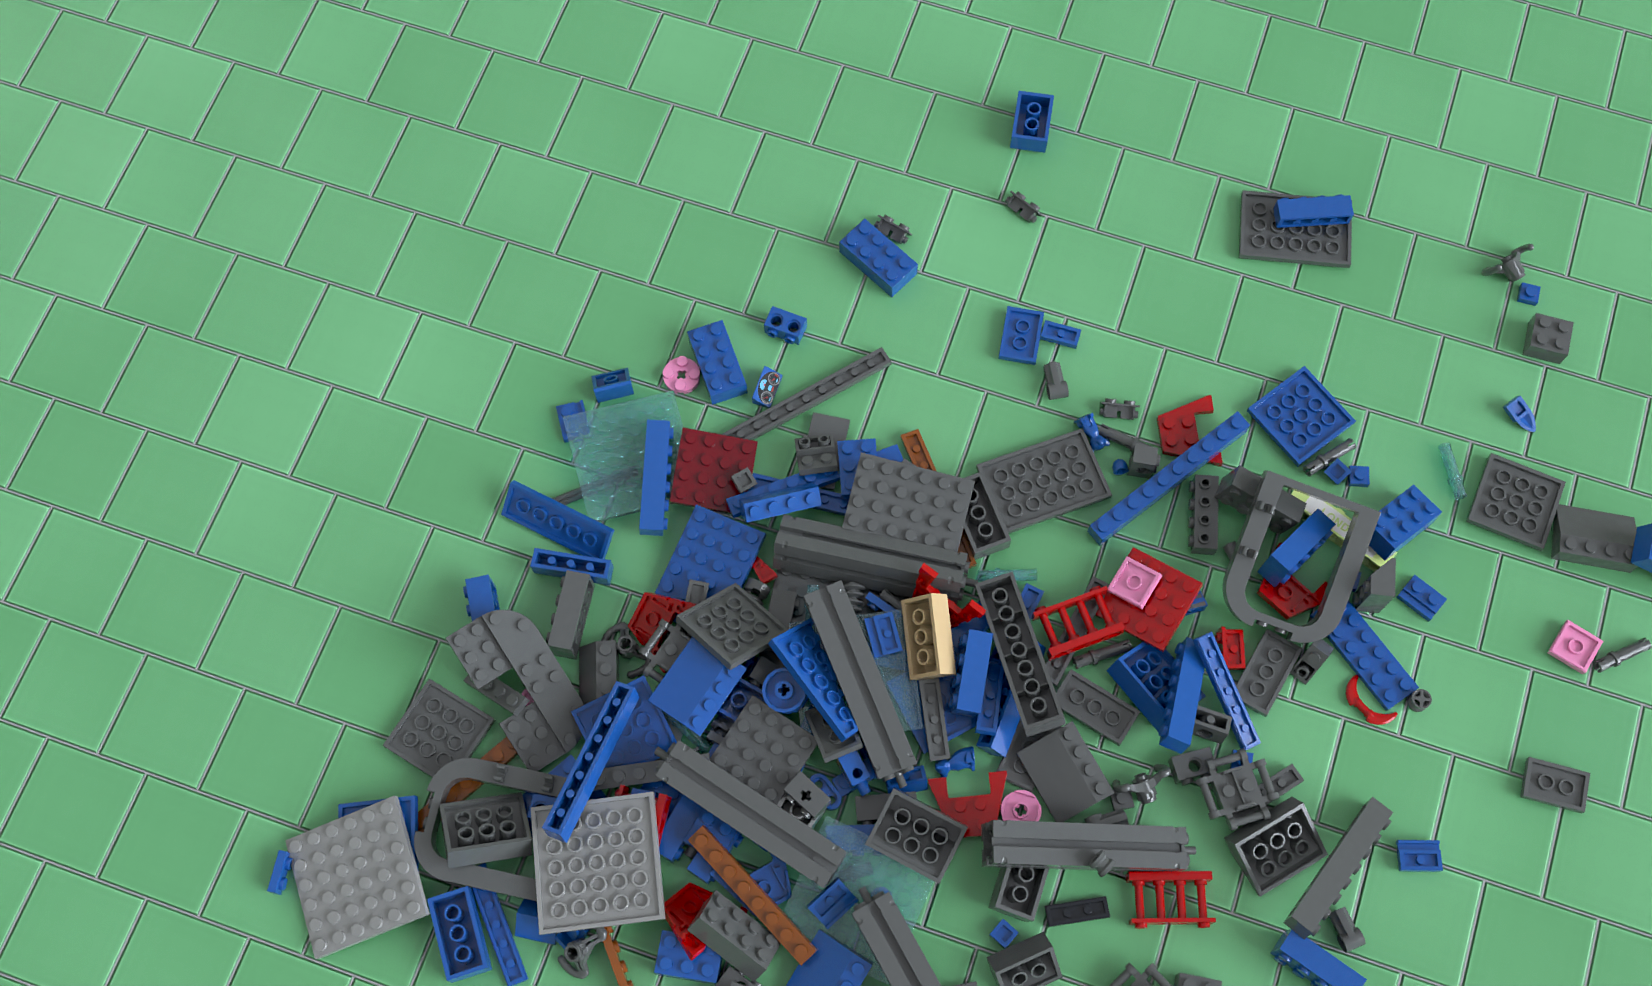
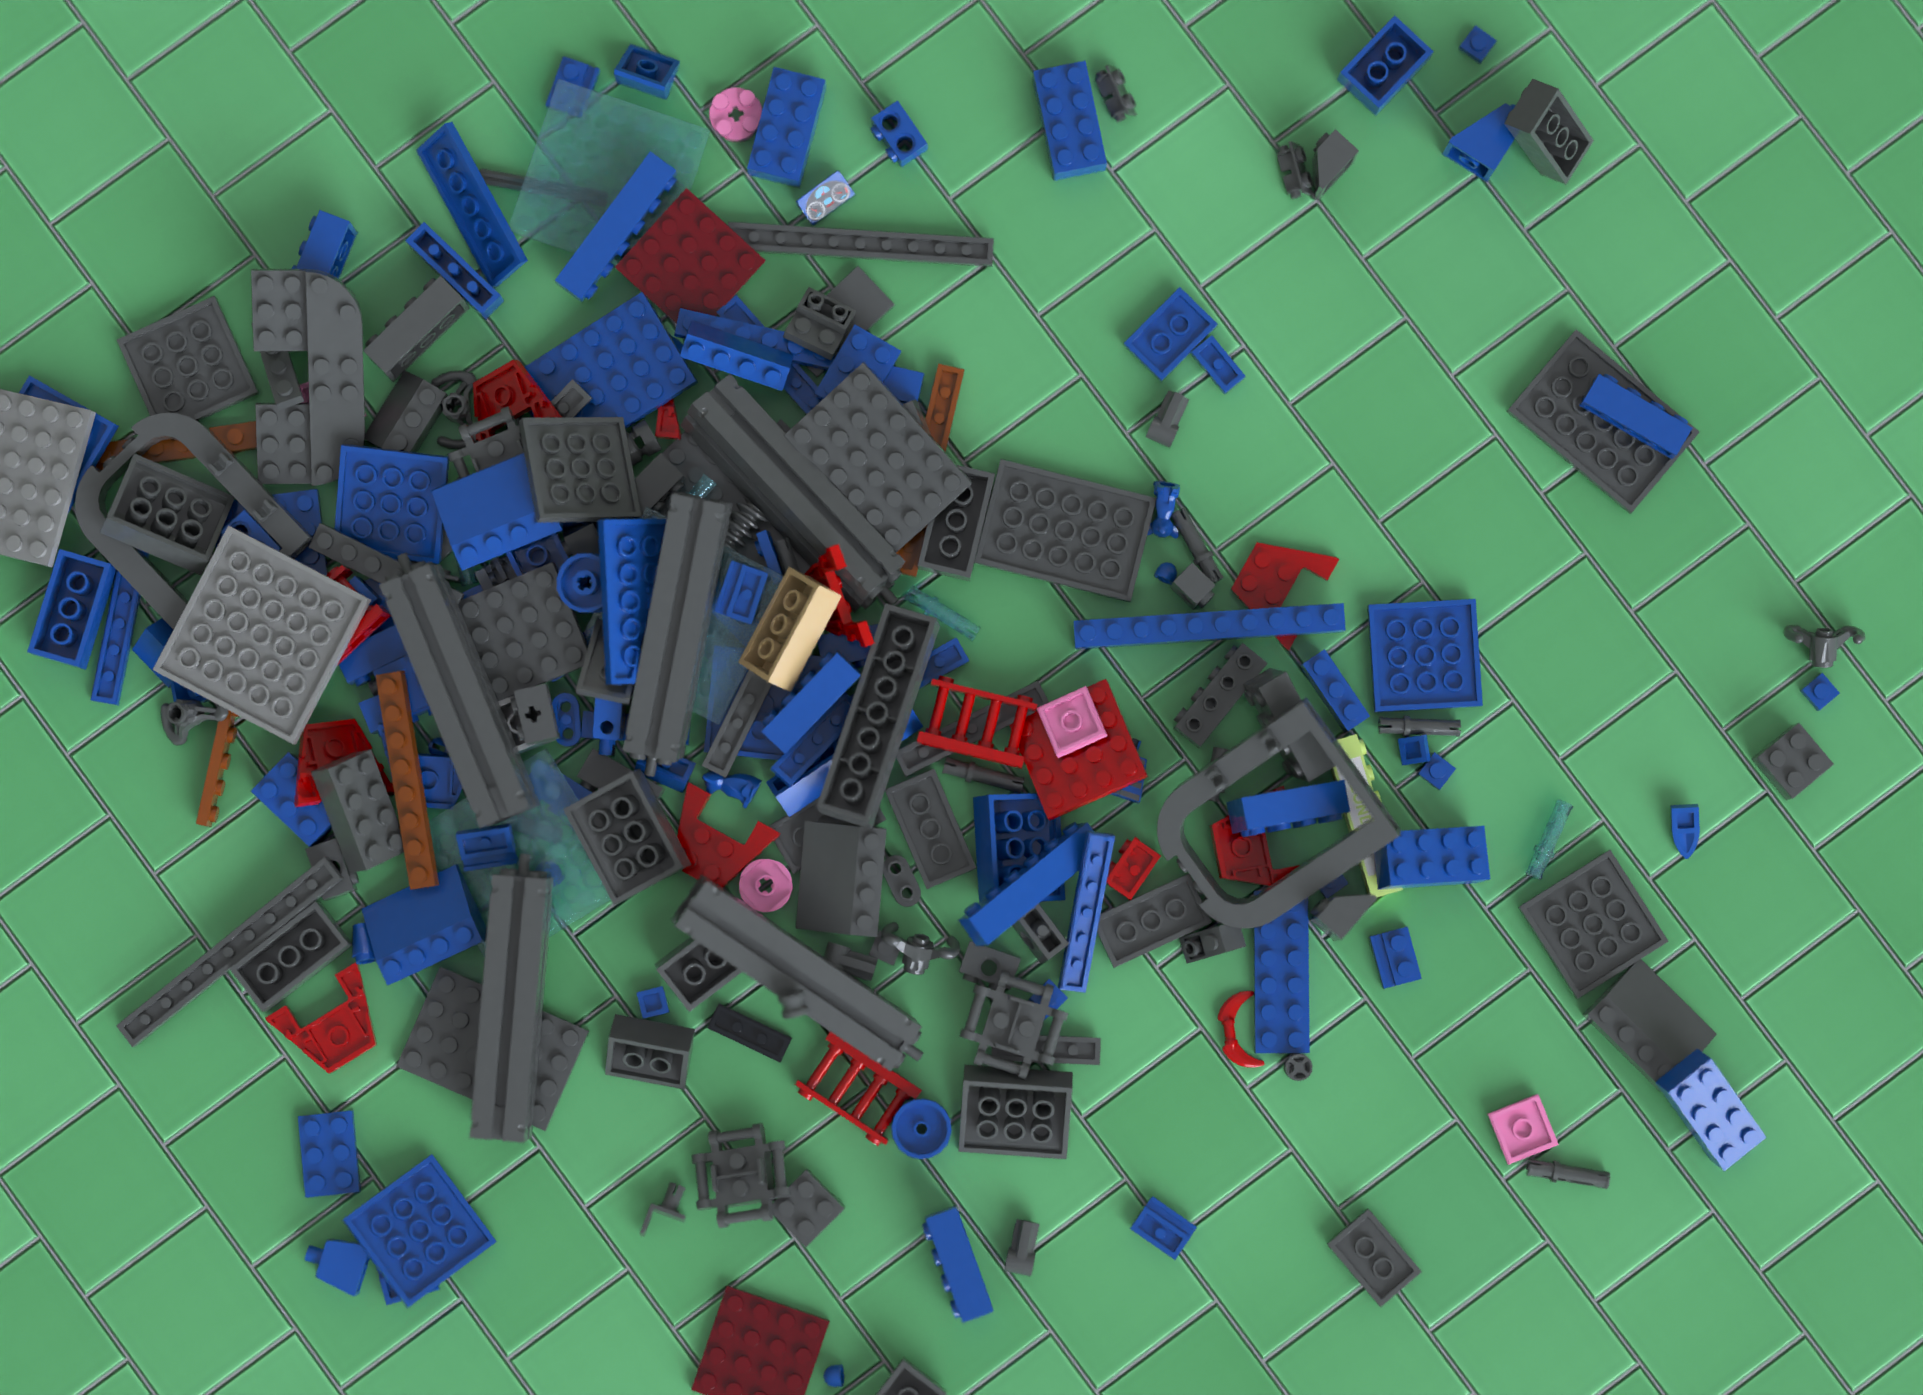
camera: 30 degrees right, 15 degrees up
(591, 762) = (323, 520): blue brick -> none
(743, 480) = (715, 299): dark grey plate -> none
(755, 859) = (438, 740): none -> blue hinge
(1040, 186) = (1331, 160): none -> dark grey slope
(1071, 84) = (1477, 44): none -> blue plate
(1101, 750) = (902, 880): none -> dark grey plate
(1111, 407) = (1212, 494): dark grey hinge -> none
(1119, 124) = (1482, 144): none -> blue slope
(1150, 93) = (1549, 131): none -> dark grey brick
(1240, 890) = (906, 1122): none -> blue wheel
(1258, 462) = (1334, 691): none -> blue brick
(1338, 868) = (1058, 1180): dark grey brick -> none

